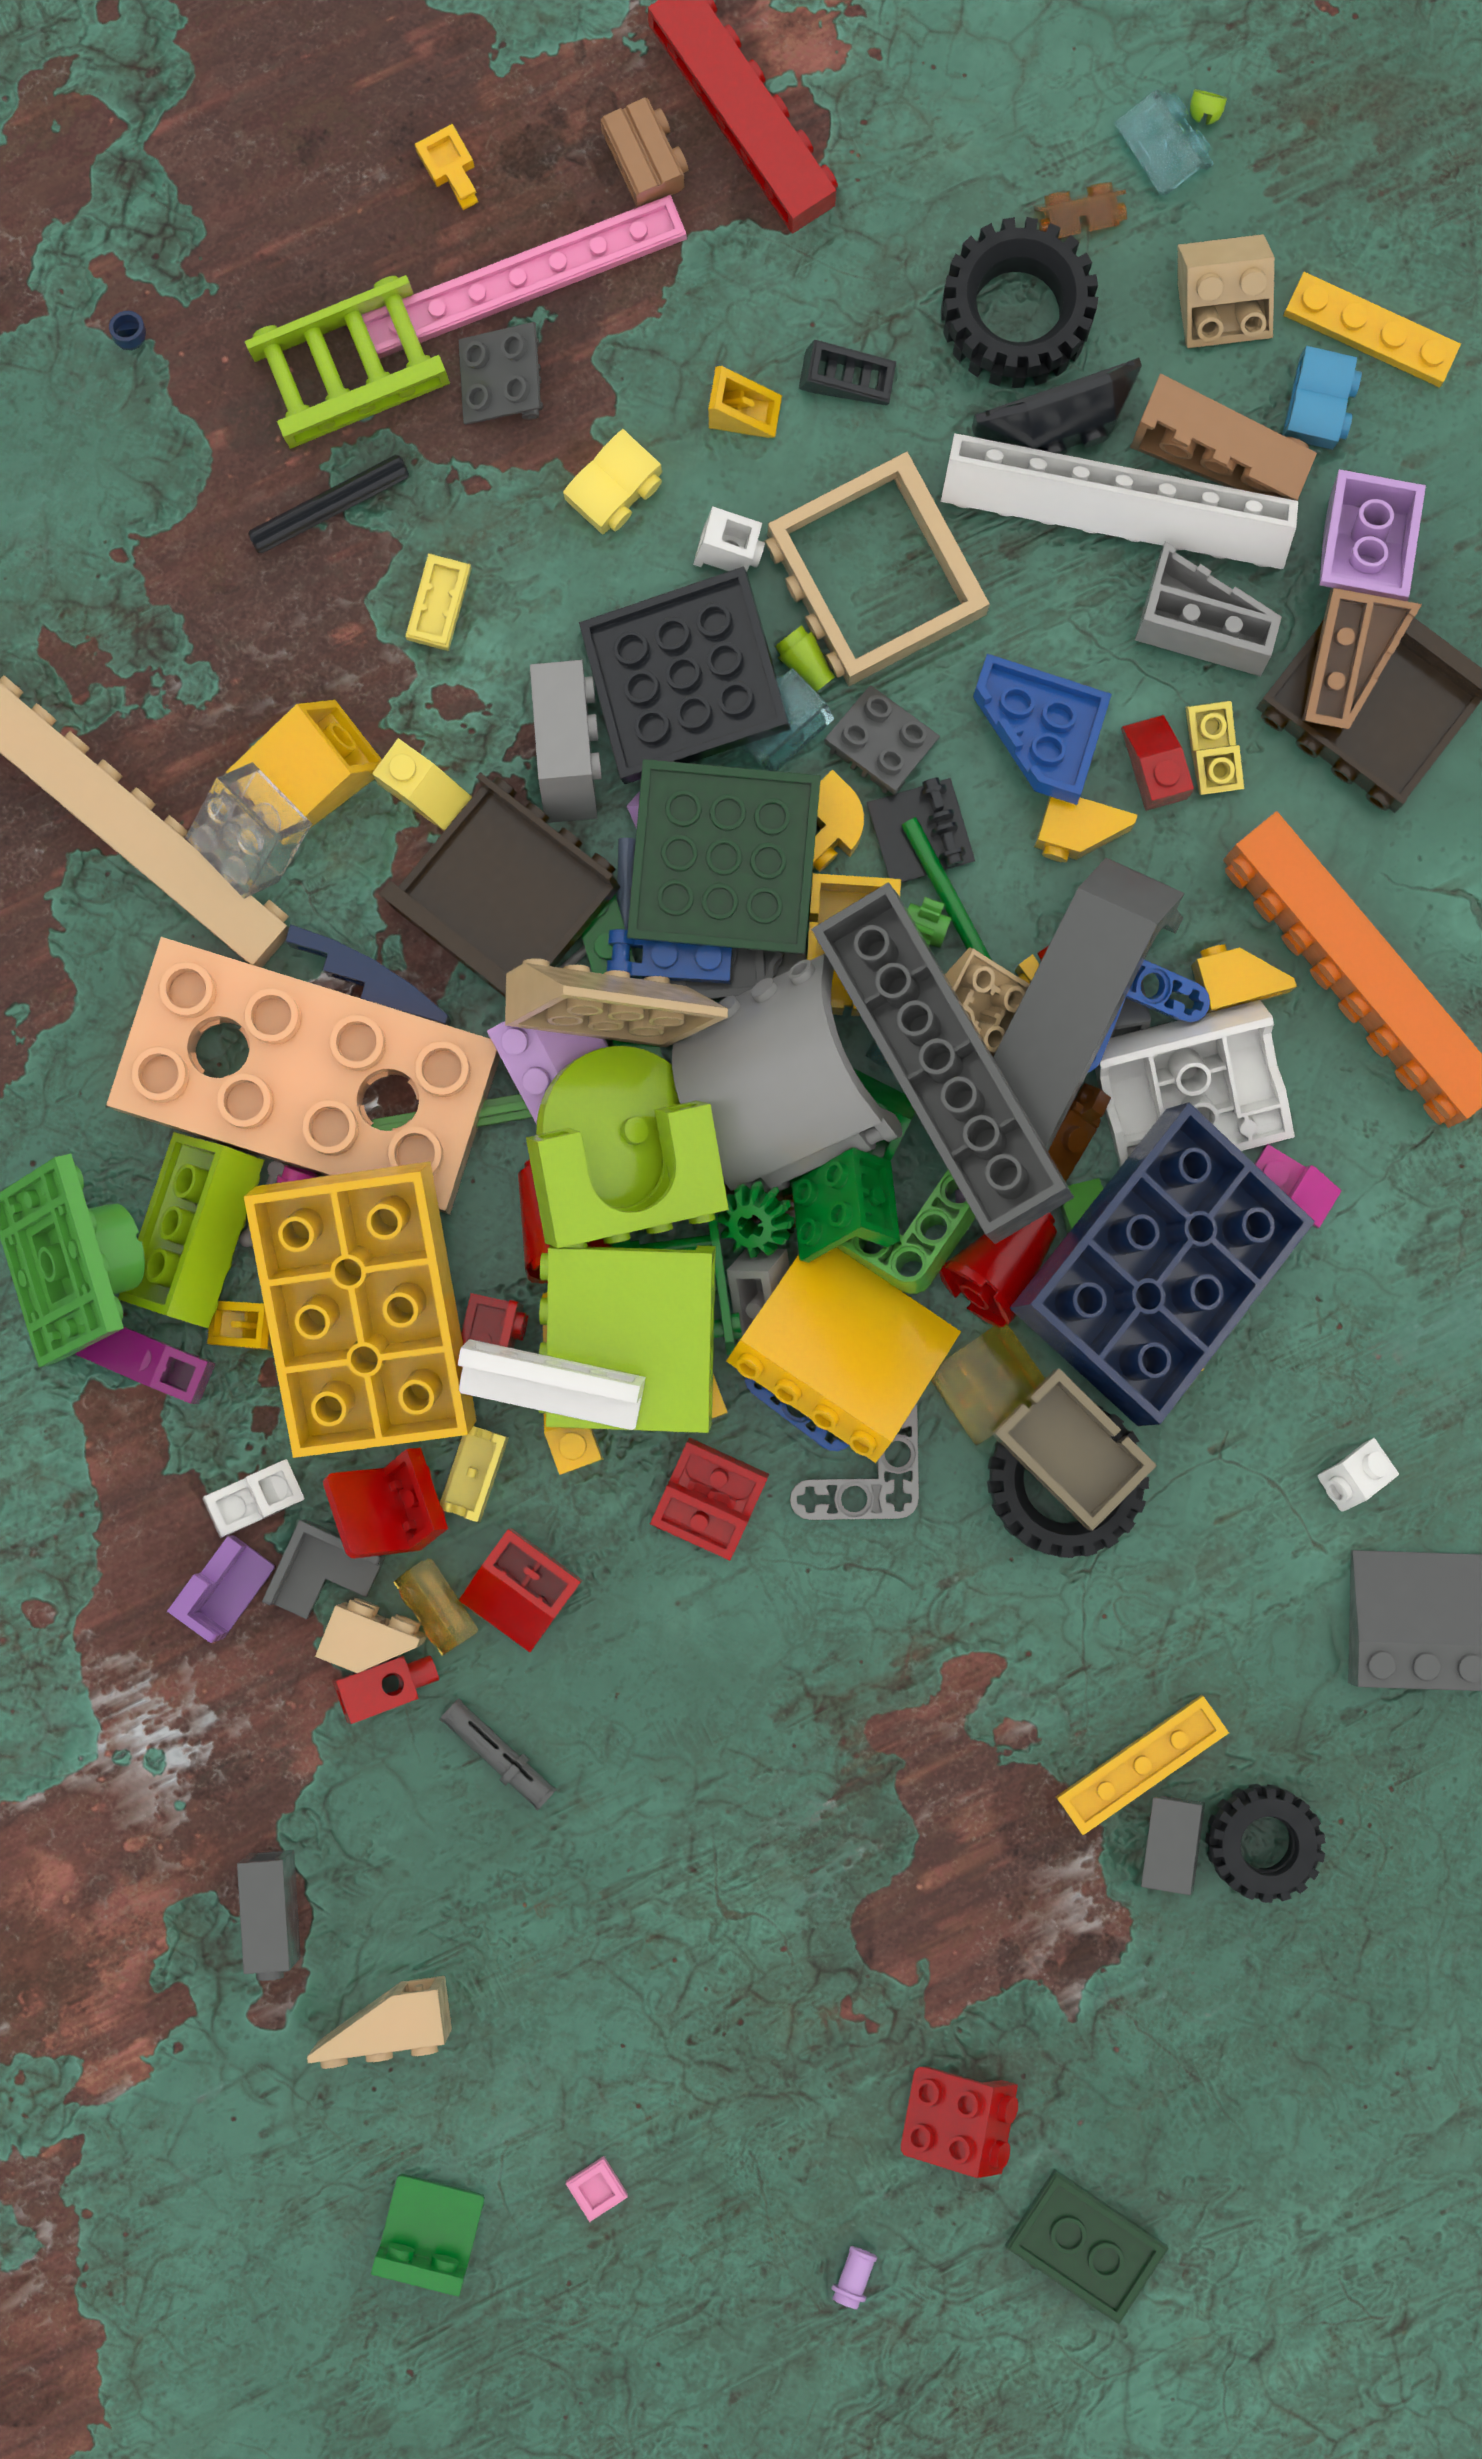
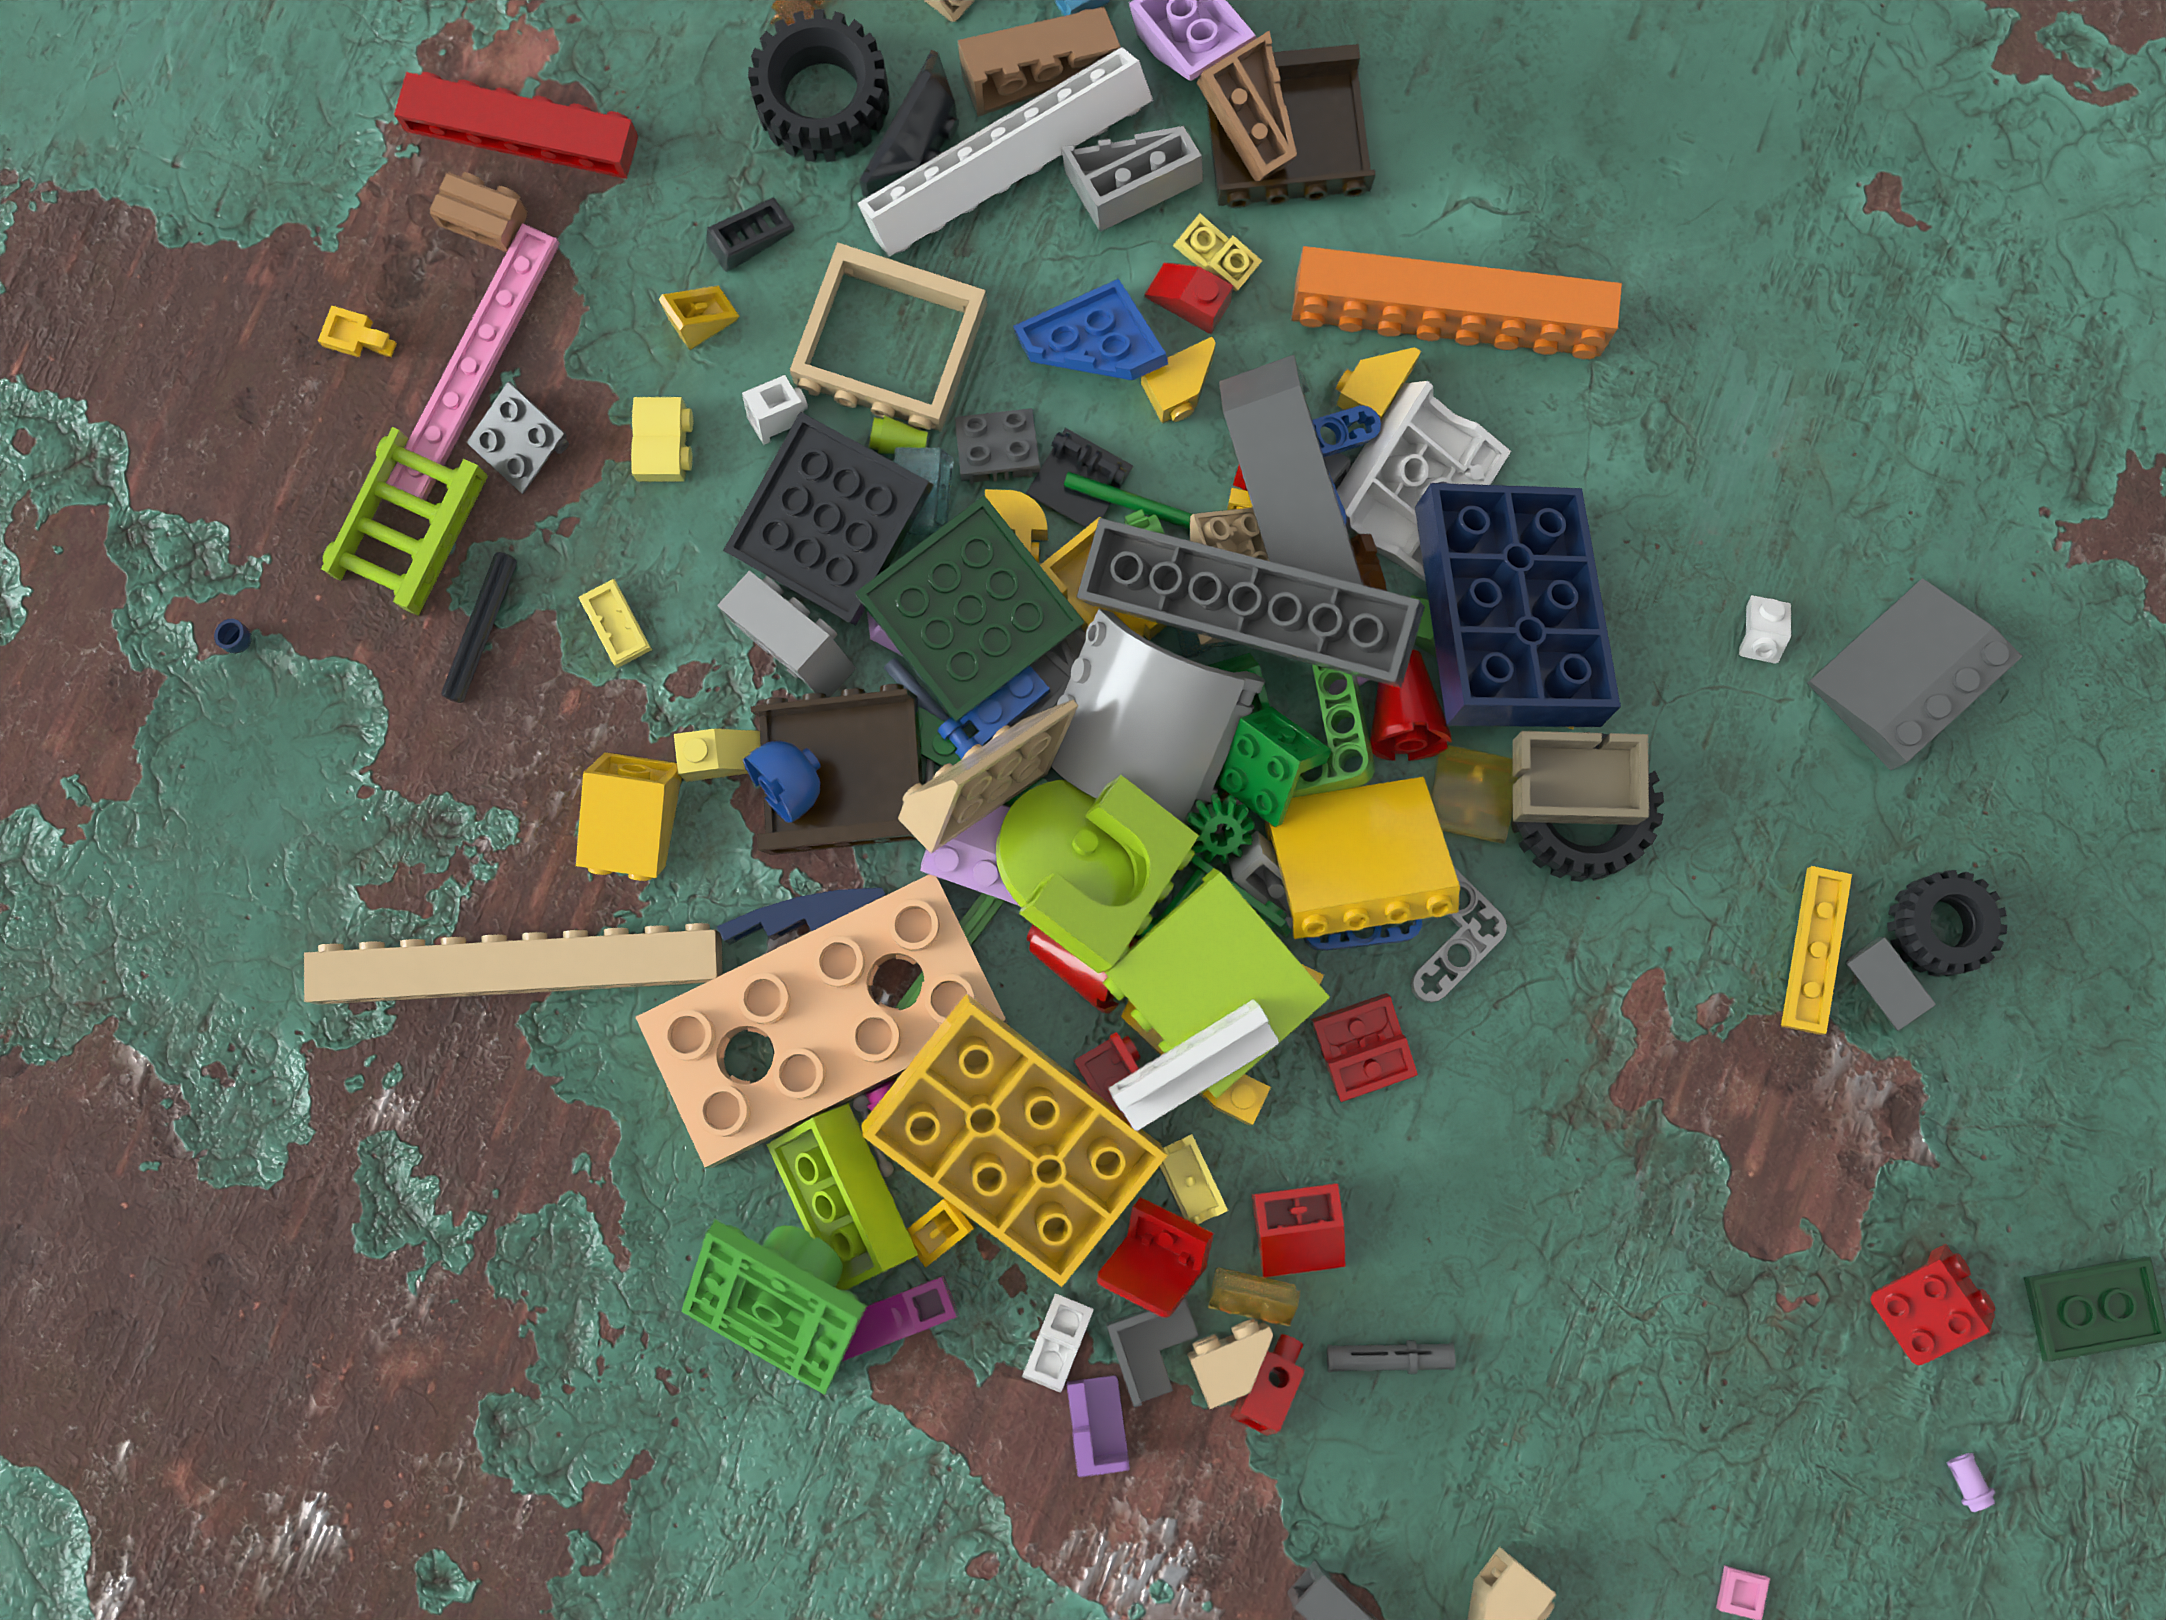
camera: 40 degrees left, 5 degrees down
(248, 830) = (628, 888): clear brick -> none
(454, 856) = (786, 777): none -> blue cylinder
(1303, 1184) = (1548, 472): dark pink slope -> none

